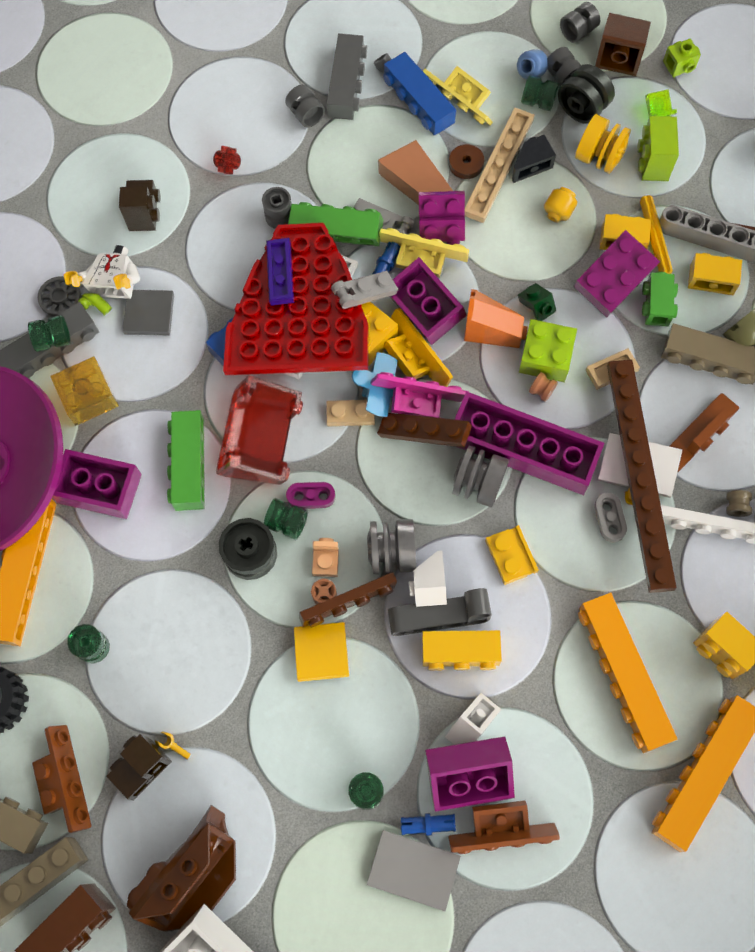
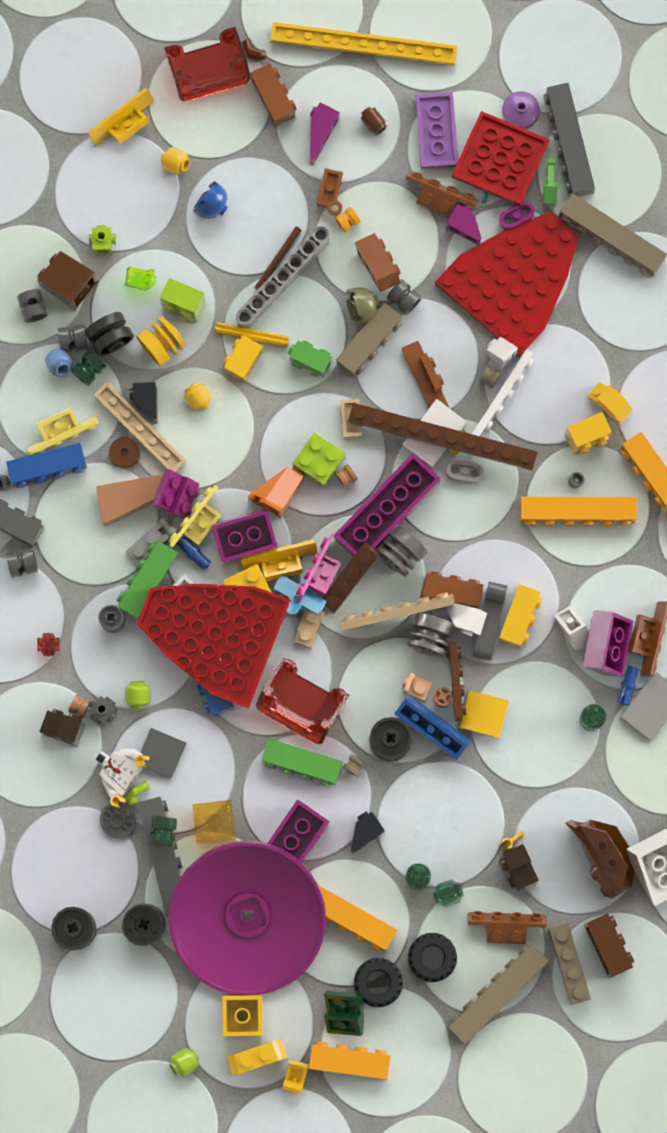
camera: 70 degrees left, 10 degrees up
(80, 690) = (448, 893): none -> clear green head
(127, 561) = (365, 831): none -> black slope
(171, 213) = (79, 706): none -> nougat wheel
(173, 235) = (105, 717): none -> dark grey brick
(203, 520) = (354, 765): none -> dark tan wheel
(204, 263) = (137, 694): none -> lime head
(280, 271) = (181, 636): dark purple tile -> none
(280, 592) = (432, 727): none -> blue brick
(285, 518) = (377, 704): clear green wheel -> none
(311, 493) = (364, 680): magenta plate -> none
(364, 289) = (225, 577): light grey plate -> none
(411, 504) = (404, 609): none -> tan plate
(459, 555) = (464, 592): none -> dark orange brick
(511, 555) = (464, 553): yellow plate -> none
(538, 300) = (273, 449): dark green bracket -> none
(616, 273) = (279, 383): magenta brick -> none
(665, 651) = (574, 476): none -> dark grey hinge
(715, 273) = (304, 306): yellow brick -> none

